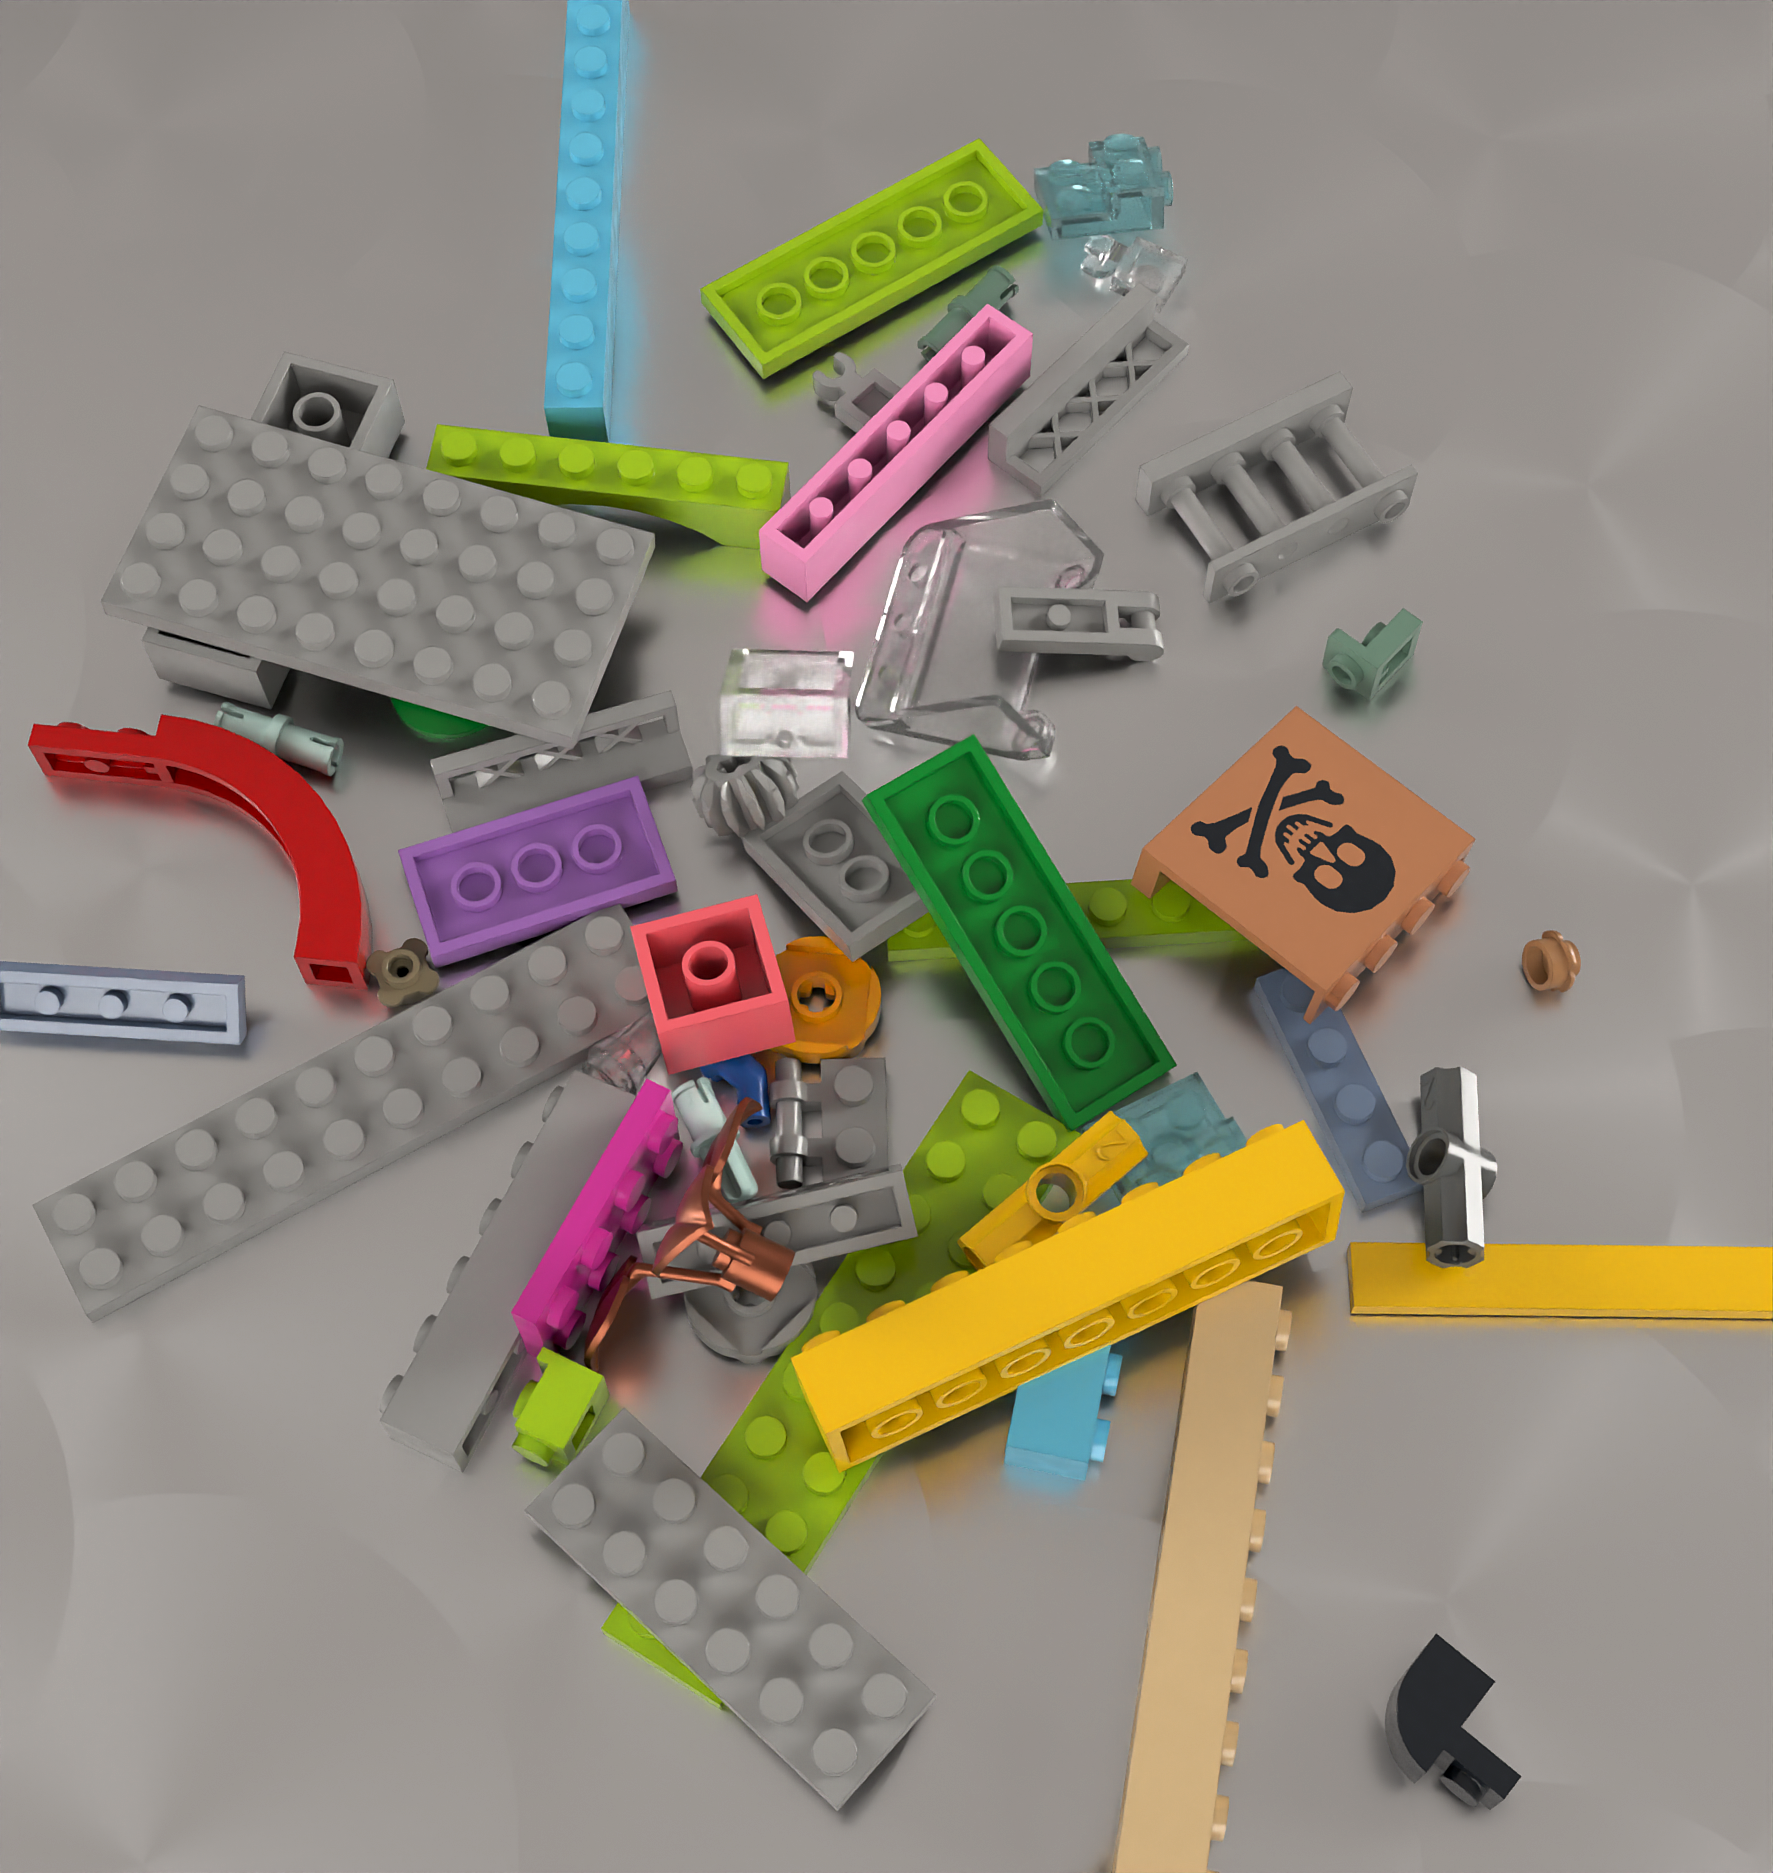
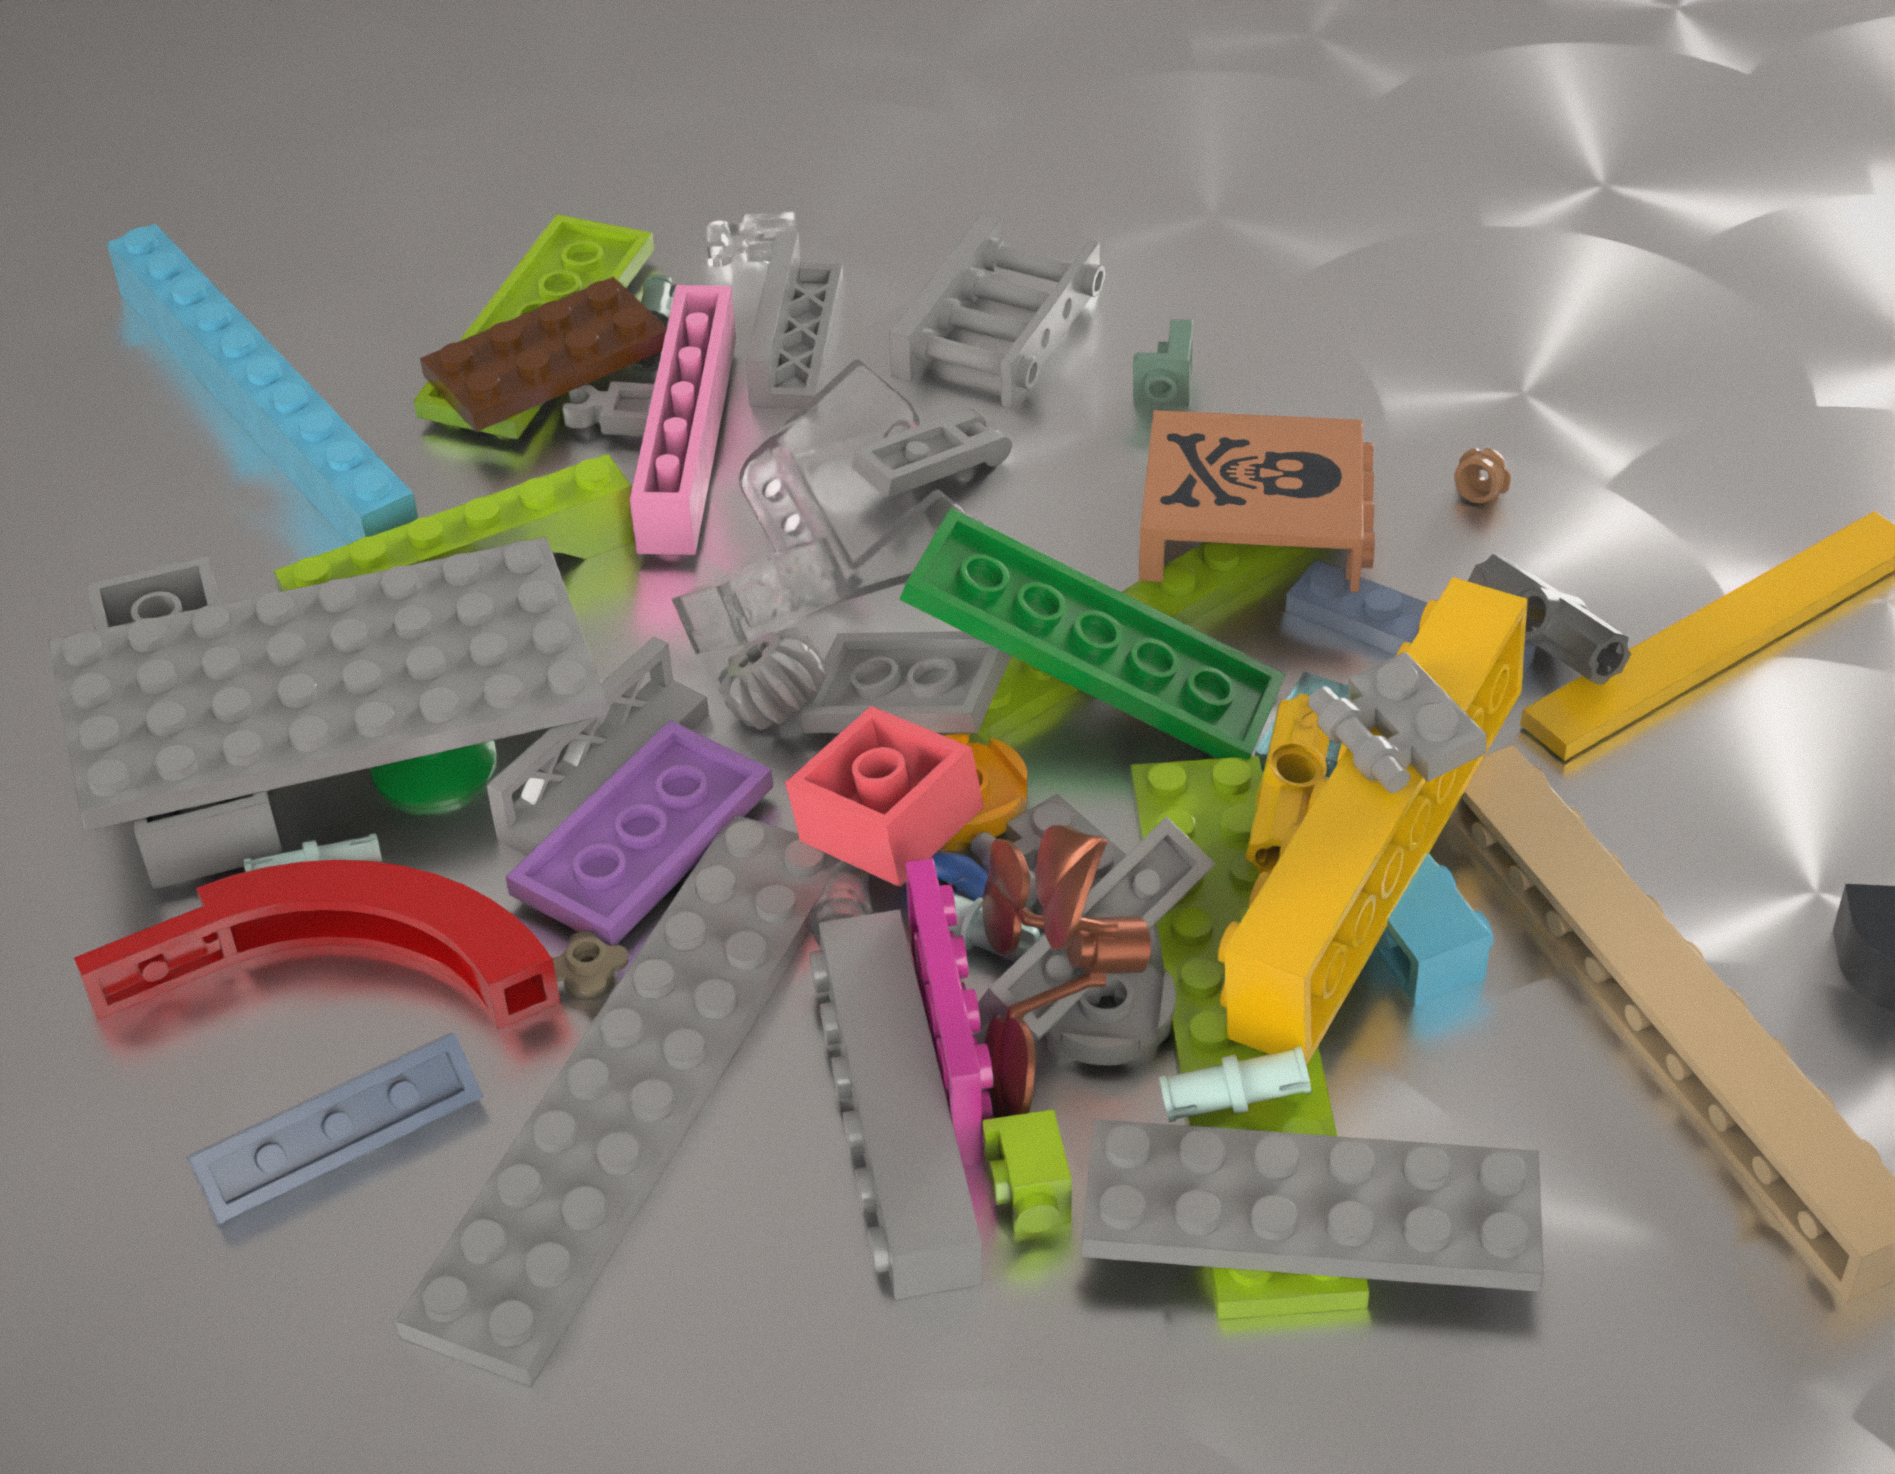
camera: 35 degrees left, 20 degrees down
(759, 1455) = (1235, 1084): none -> light aqua pin
(837, 305) = (544, 353): none -> reddish brown plate
(1111, 194) = (692, 195): clear light blue plate -> none
(1130, 1246) = (1412, 713): none -> light grey plate

